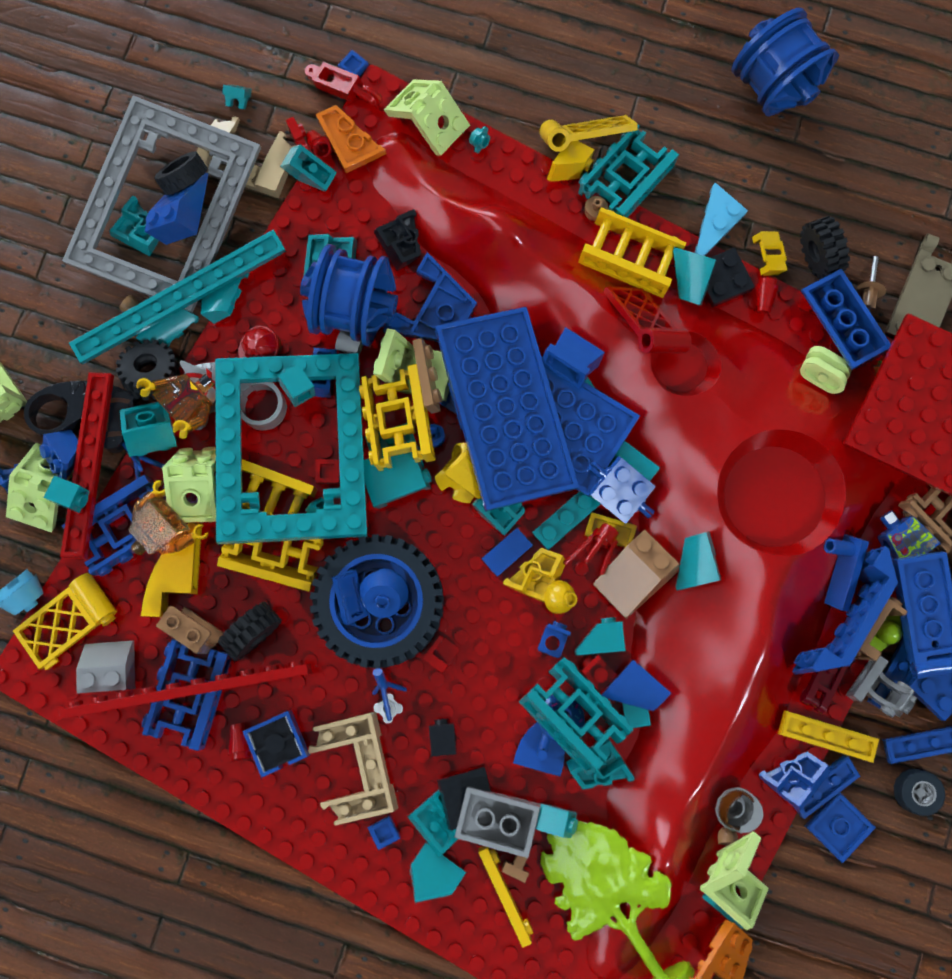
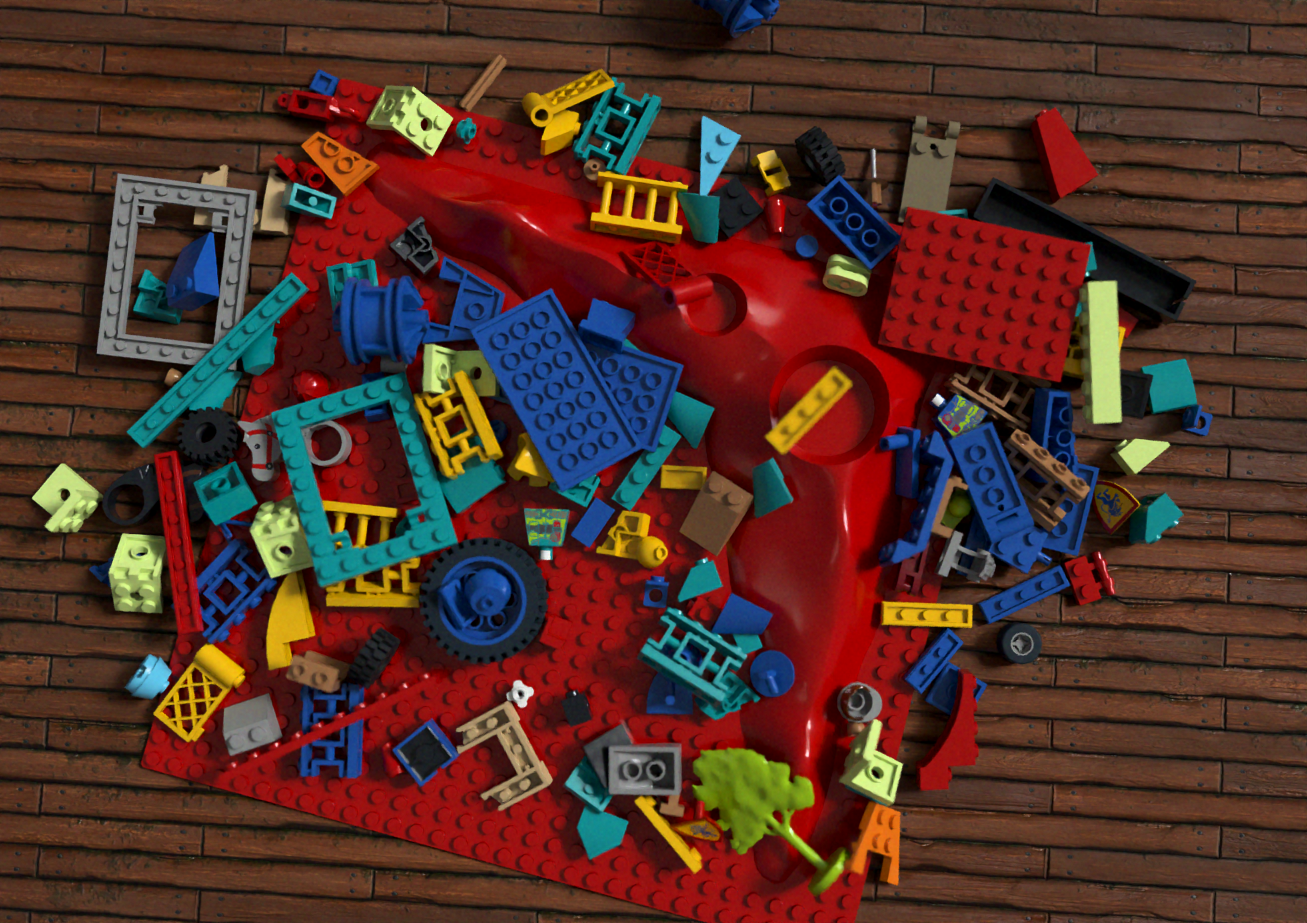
camera: 15 degrees left, 5 degrees up
(60, 452) = (149, 537): blue slope -> none
(67, 494) = (168, 577): teal brick -> none
(158, 526) = (262, 584): clear orange torso -> none
(180, 173) = (186, 238): black tyre -> none
(181, 399) = (250, 460): torso -> none
(240, 93) = (218, 140): teal tile -> none
(296, 384) = (354, 419): teal brick -> none
(383, 684) = (509, 675): blue plant -> none
(384, 832) = (545, 805): blue tile -> none
(427, 375) = (474, 378): medium nougat plate -> none
(458, 546) = (546, 529): none -> torso
(507, 100) = (483, 83): none -> medium nougat axle
(541, 900) = (701, 827): none -> shield
(557, 821) = (697, 755): teal brick -> none
(604, 537) = (678, 486): red plant -> none
(621, 489) = (683, 438): plate -> none
(654, 756) = (772, 673): none -> blue shield
(763, 489) = (808, 410): none -> yellow fence
(789, 333) = (806, 247): none -> blue tile
(797, 778) = (906, 660): blue slope -> none
(831, 879) = (956, 743): none -> red arch

